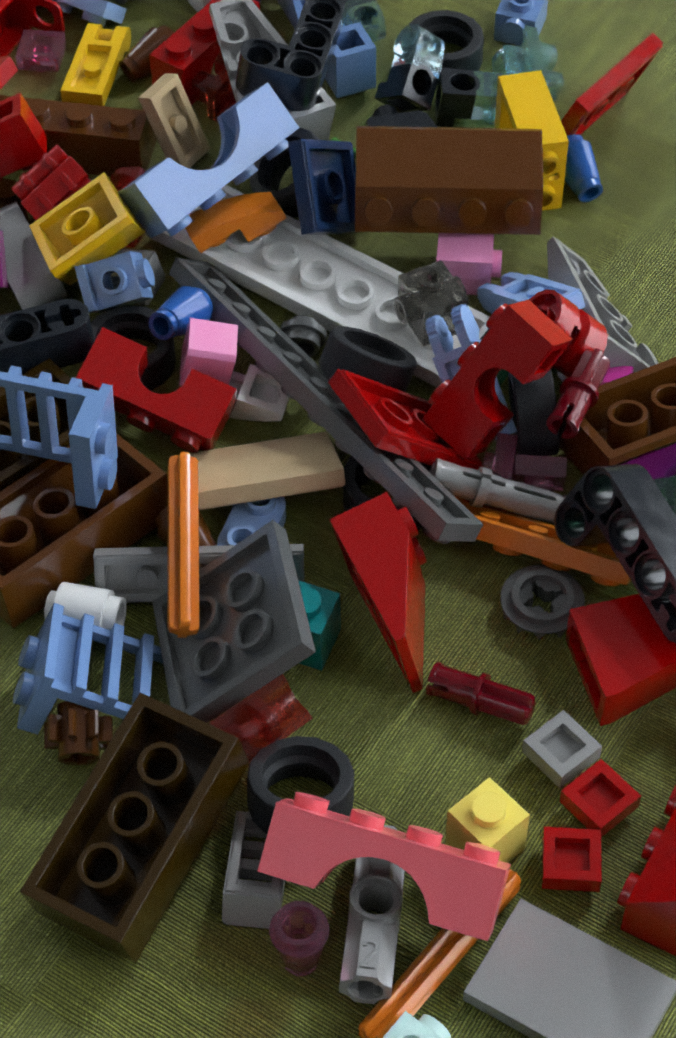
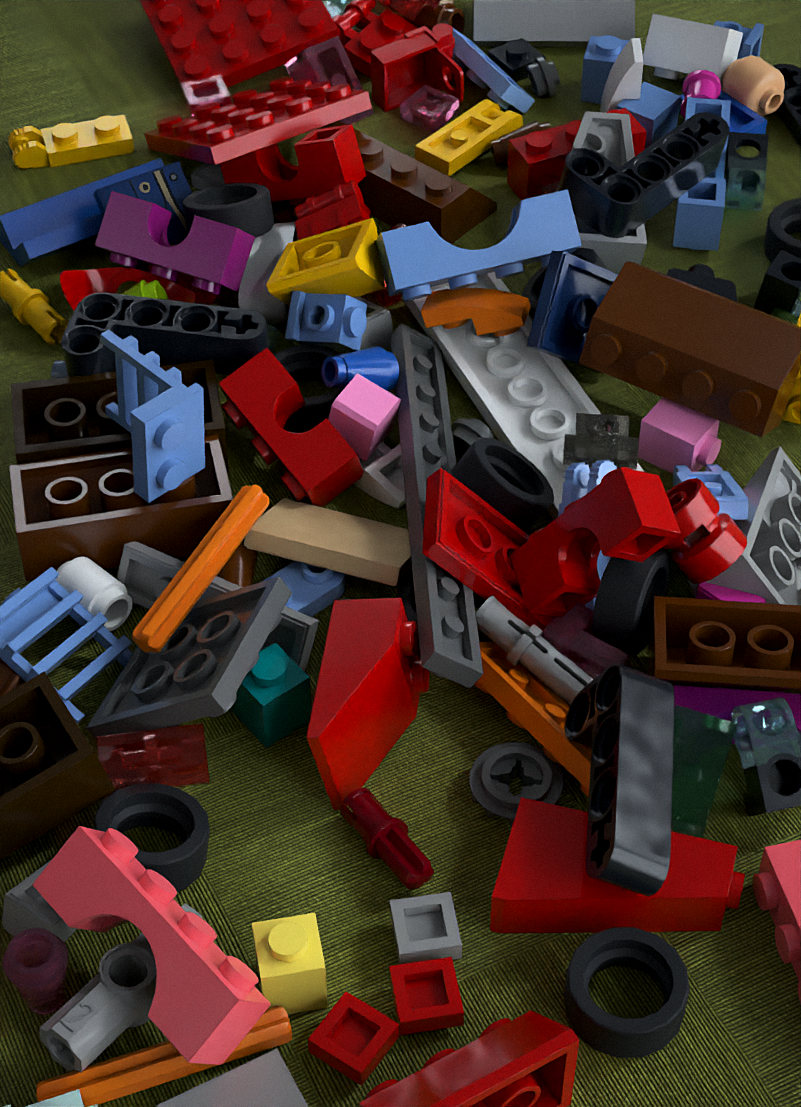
camera: 30 degrees right, 5 degrees down
(174, 121) = (486, 201): tan plate -> none
(413, 70) = (752, 242): leg -> none
(579, 393) = (670, 593): dark red axle -> none

